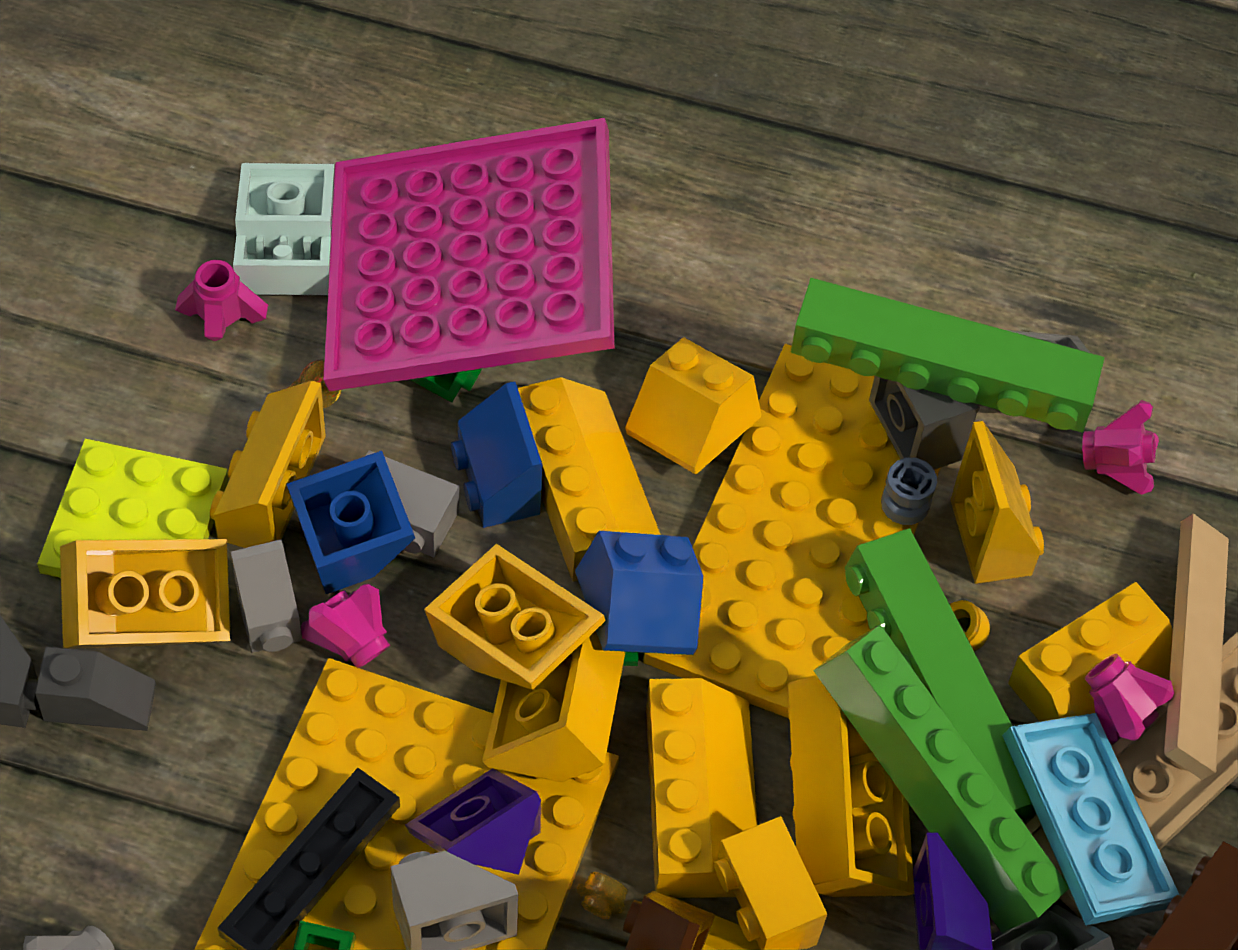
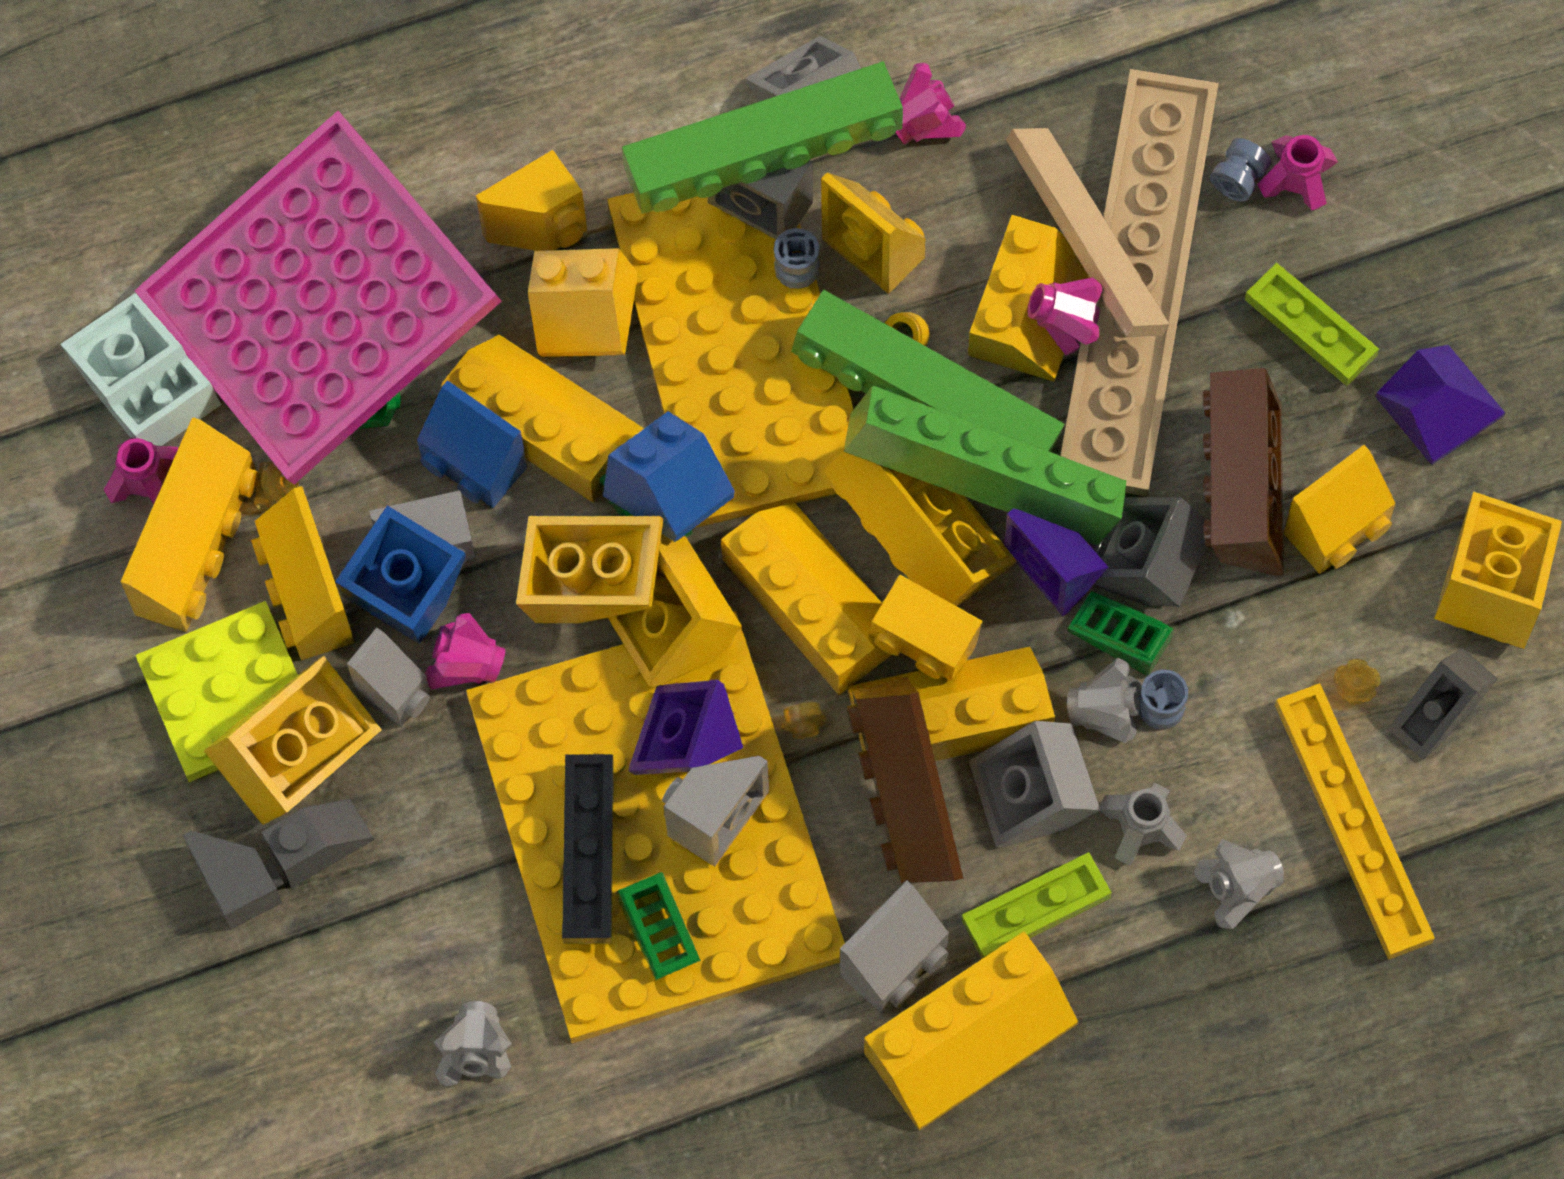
camera: 30 degrees left, 10 degrees up
(210, 362) = (189, 527): none -> yellow slope
(711, 302) = (534, 207): none -> yellow slope
(1091, 818) = (1104, 418): medium azure tile -> none

